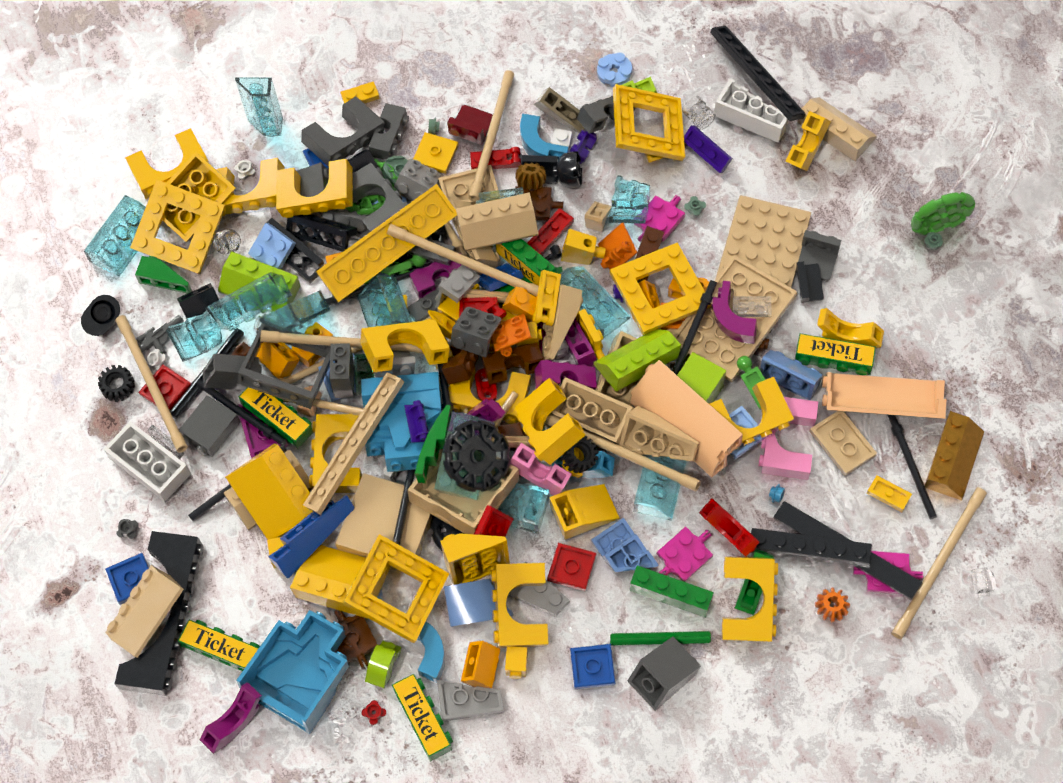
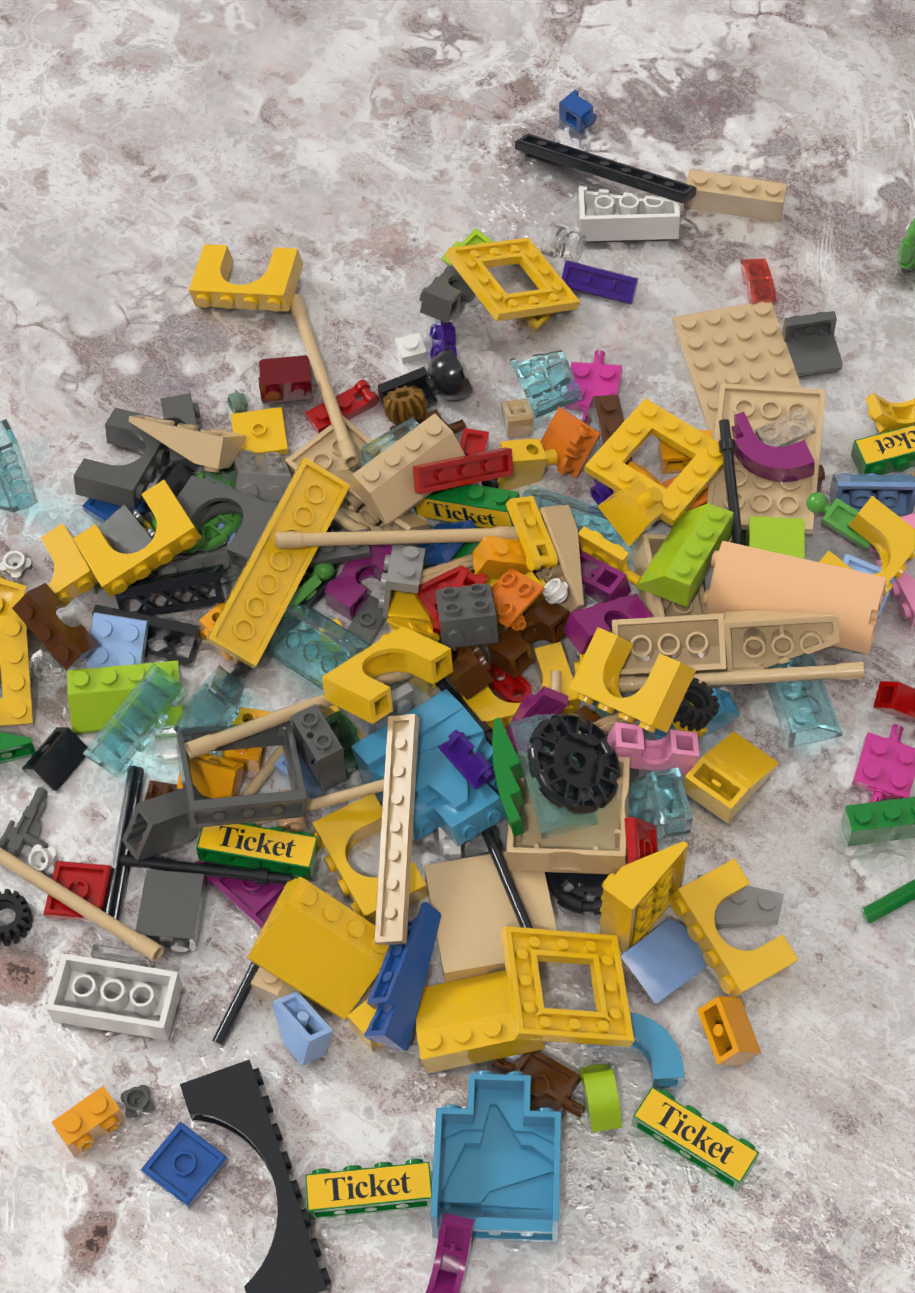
camera: 30 degrees left, 5 degrees down
(92, 526) = (88, 1121): none -> light orange brick
(144, 610) = (240, 1194): tan slope -> none
(195, 336) = (79, 801): clear light blue slope -> none
(238, 235) = (65, 643): none -> reddish brown arch
(238, 533) = (301, 1028): none -> light blue slope
(365, 93) = (121, 397): yellow plate -> none
(373, 706) = (626, 1158): red plate -> none
(386, 144) = (210, 448): none -> tan wedge
(464, 701) = (736, 1089): light grey wing -> none
(493, 62) = (270, 292): none -> yellow arch
(516, 662) = (769, 1004): yellow brick -> none
(529, 237) = (463, 470): none -> red plate
(533, 143) = (379, 366): dark azure arch -> none
(541, 342) = (555, 591): none -> white plate
(559, 109) = (388, 312): dark tan slope -> none
(571, 567) = (761, 850): red plate -> none
(592, 666) = (866, 961): blue plate -> none
(614, 61) = (424, 228): light blue plate -> none
(621, 313) = (633, 510): none -> yellow torso
(623, 548) = (807, 797): medium blue slope -> none
(695, 210) = (625, 359): sand green plate -> none
(766, 24) = (576, 112): none -> blue brick
(809, 282) = (819, 374): black panel -> none
(811, 196) = (759, 280): none -> clear red slope
(813, 133) = (720, 217): yellow arch -> none

